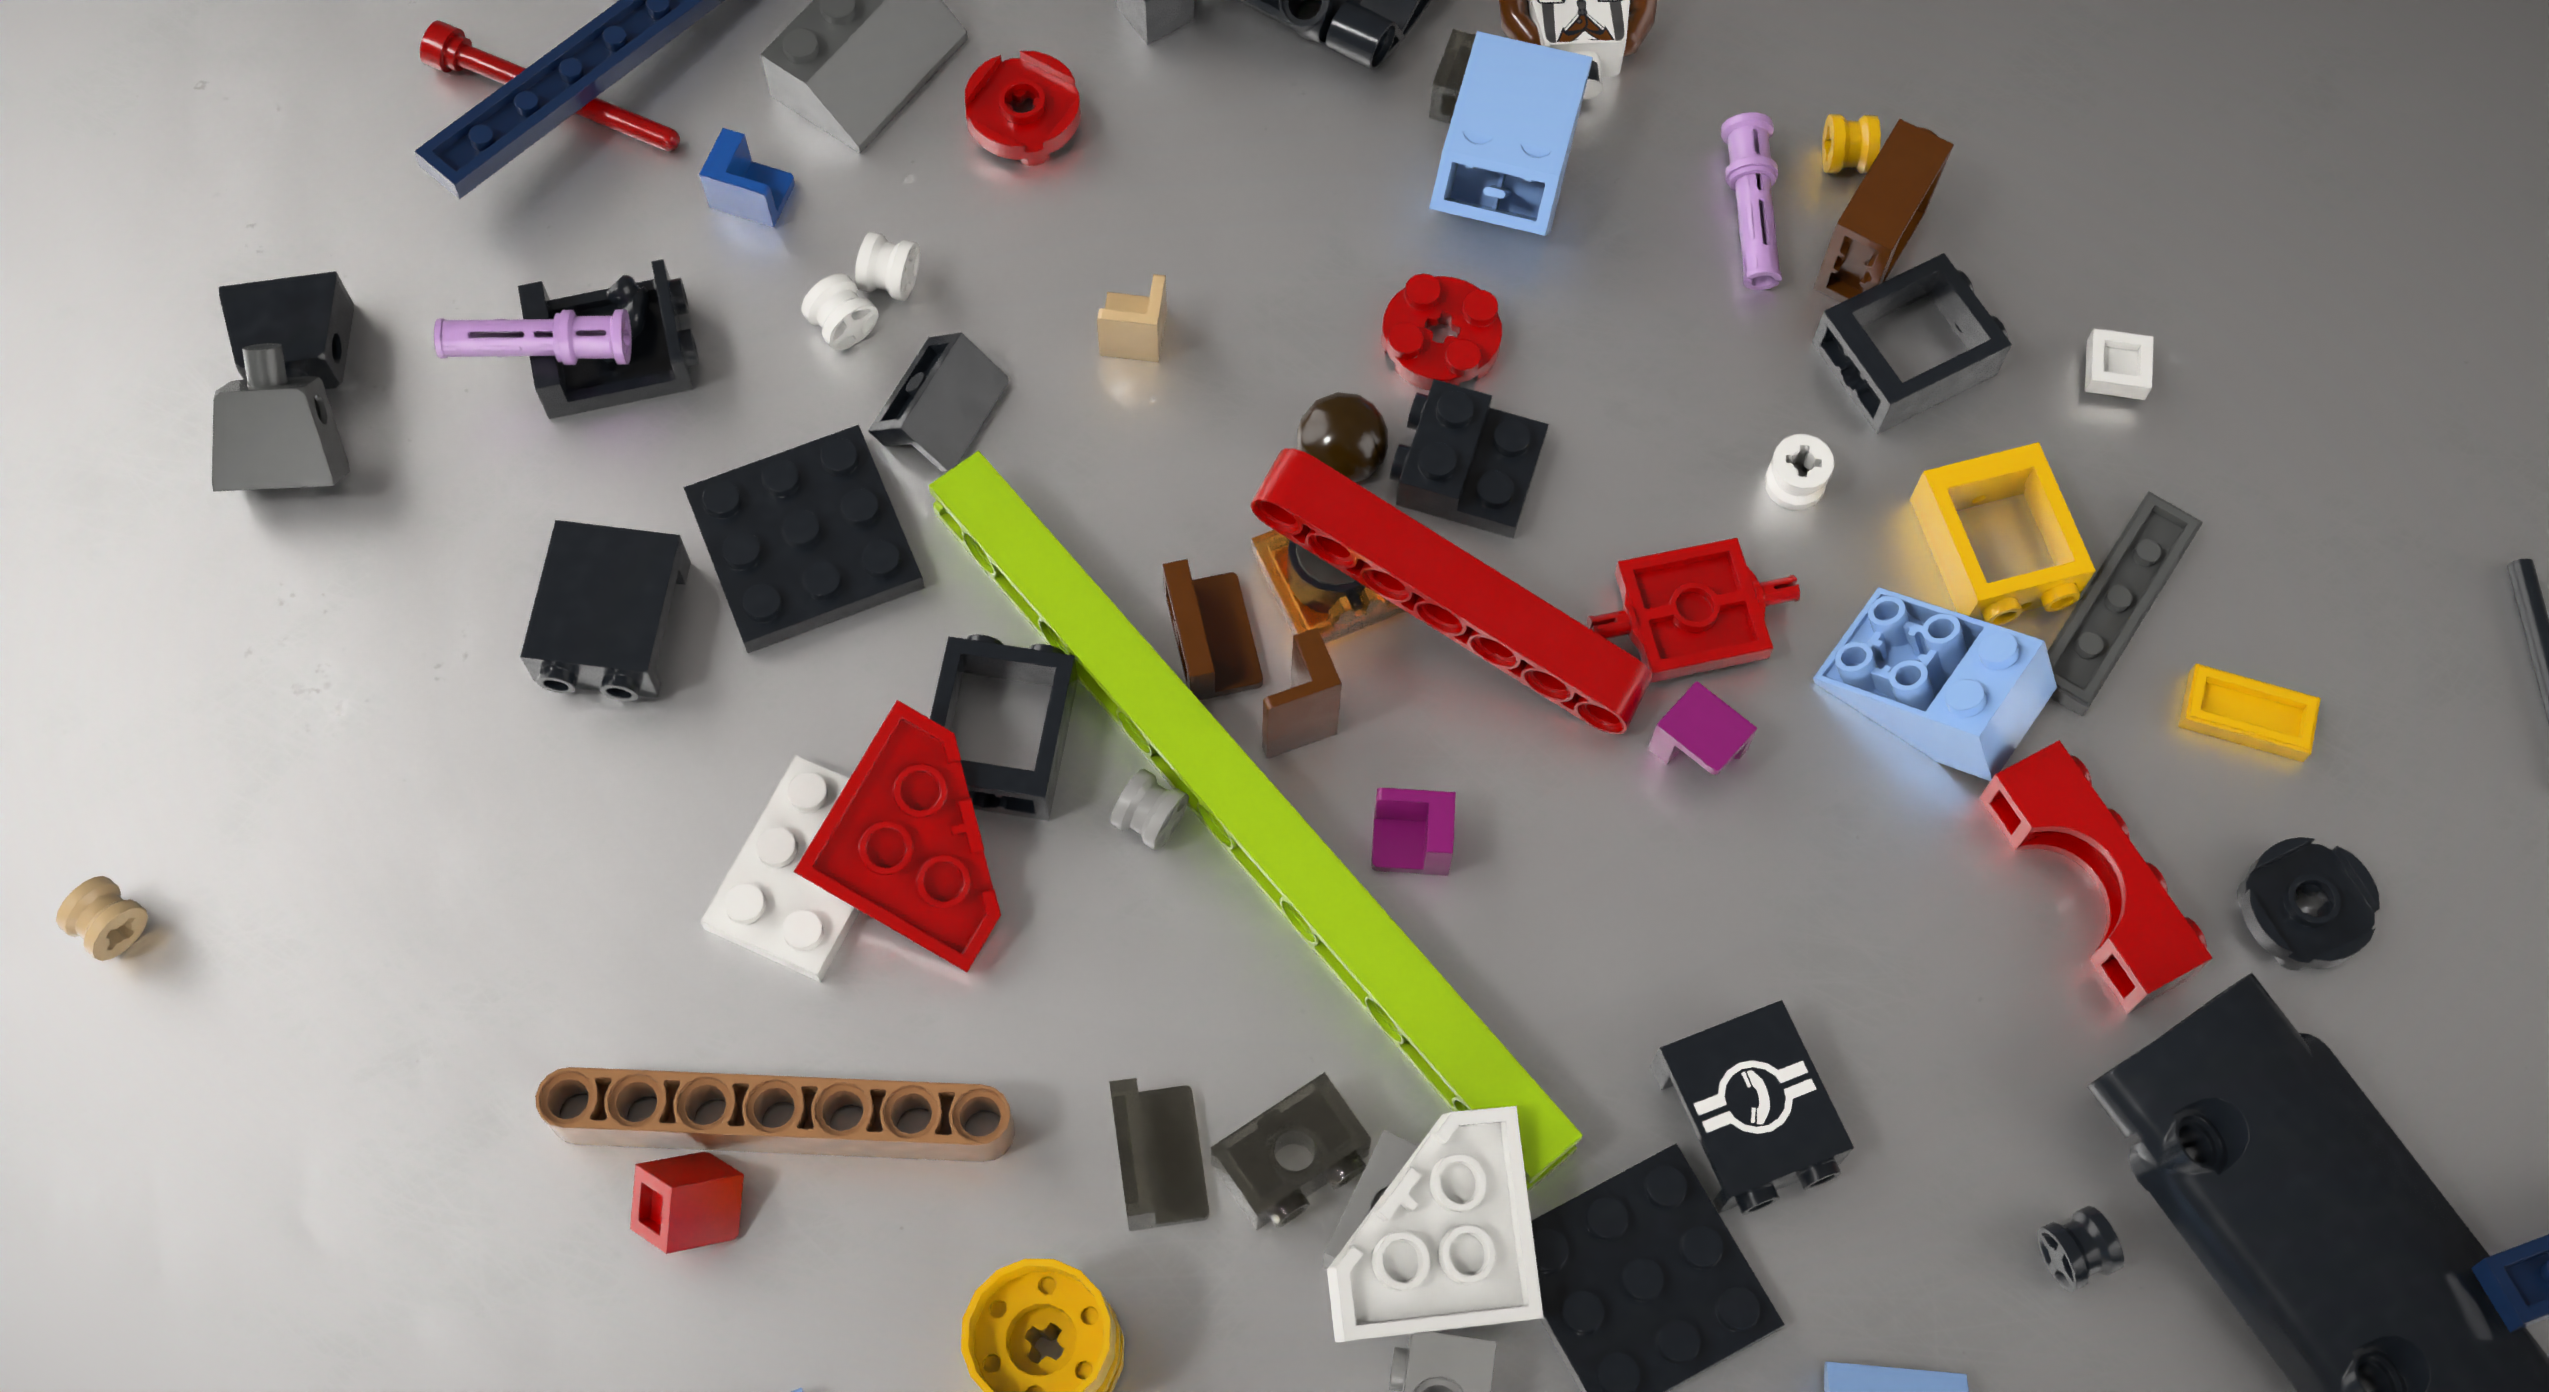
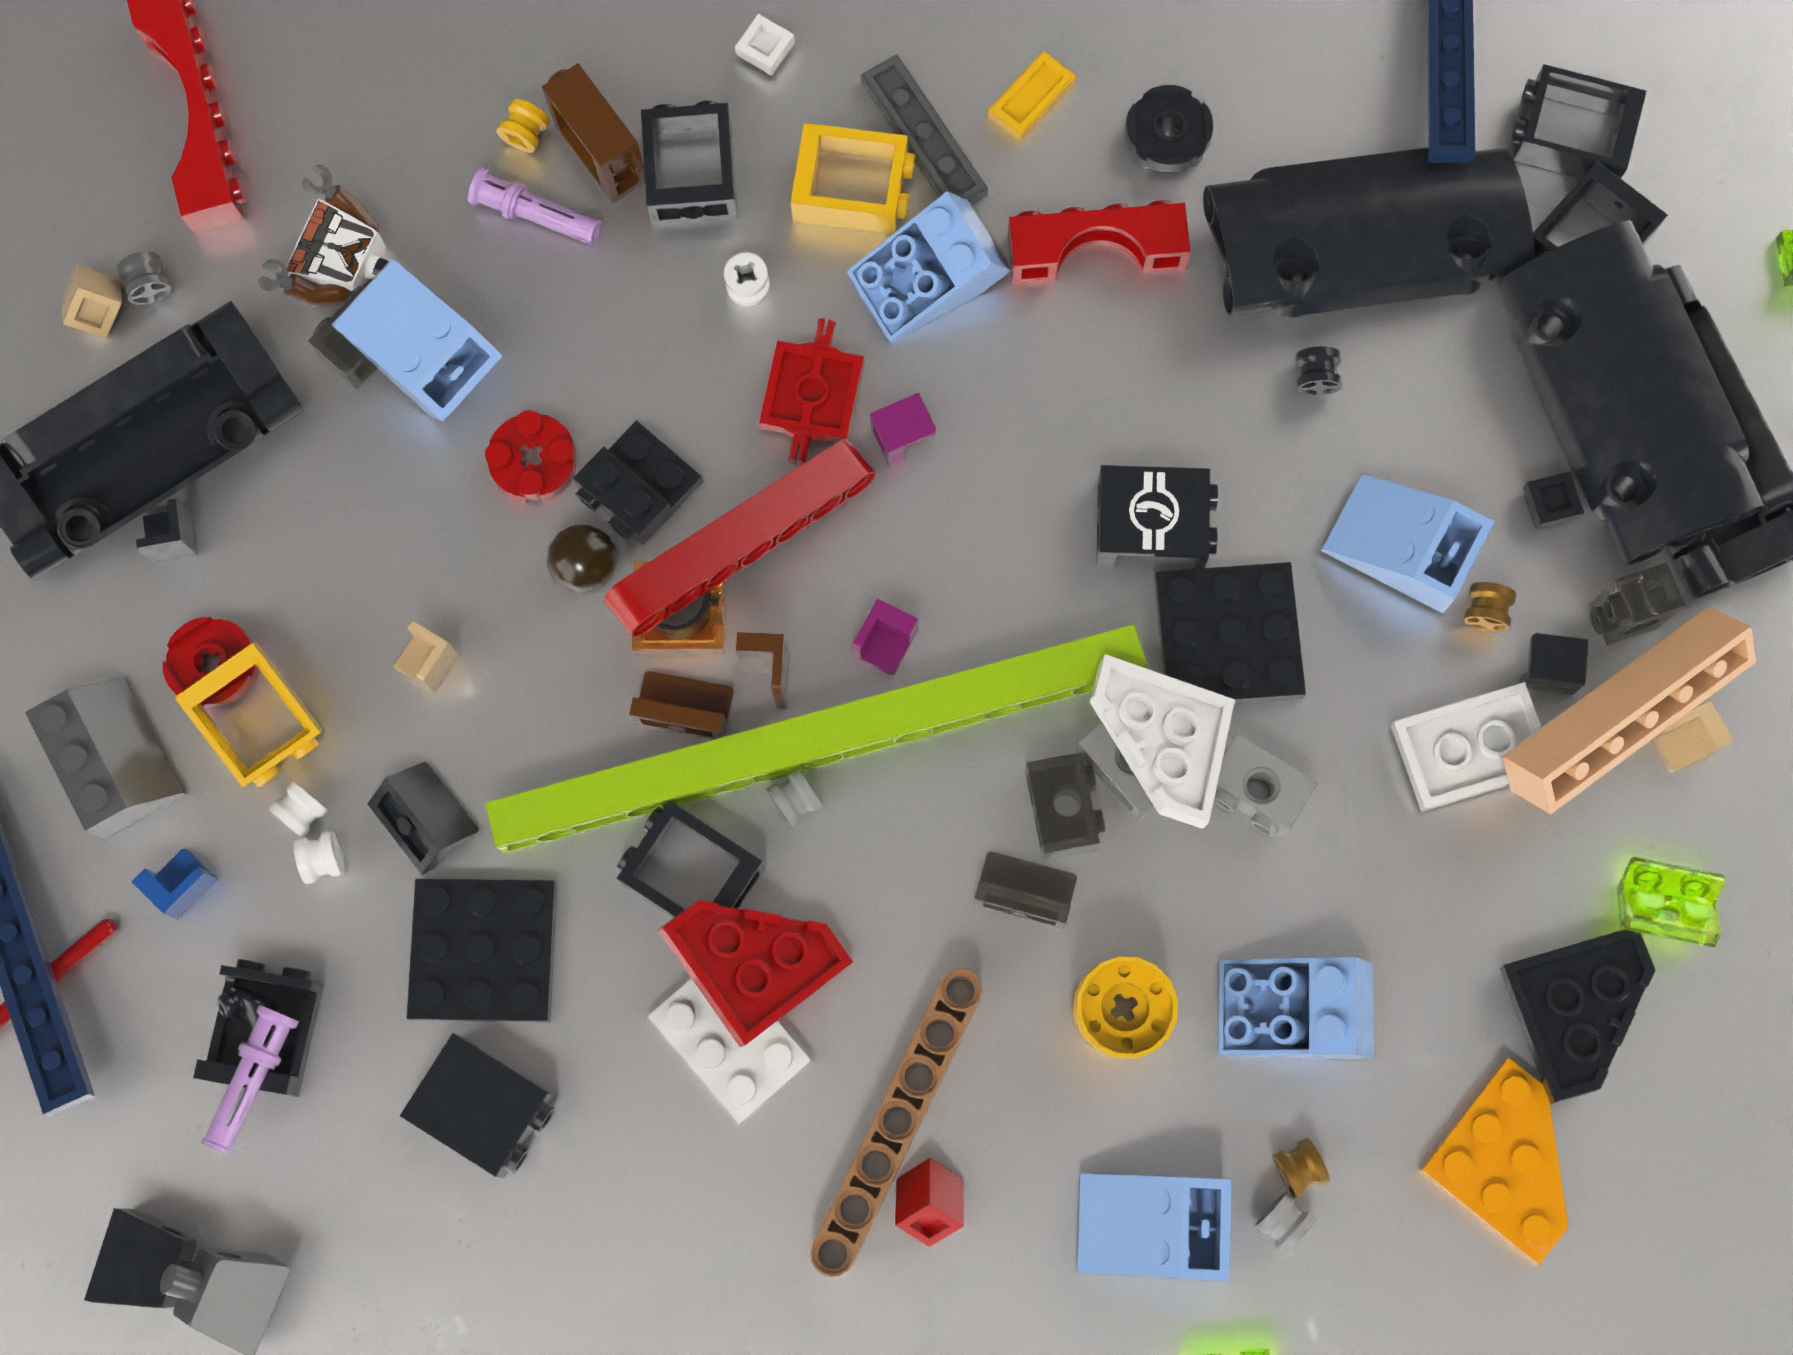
camera: 60 degrees left, 10 degrees up
(953, 97) = (265, 768): none -> yellow window

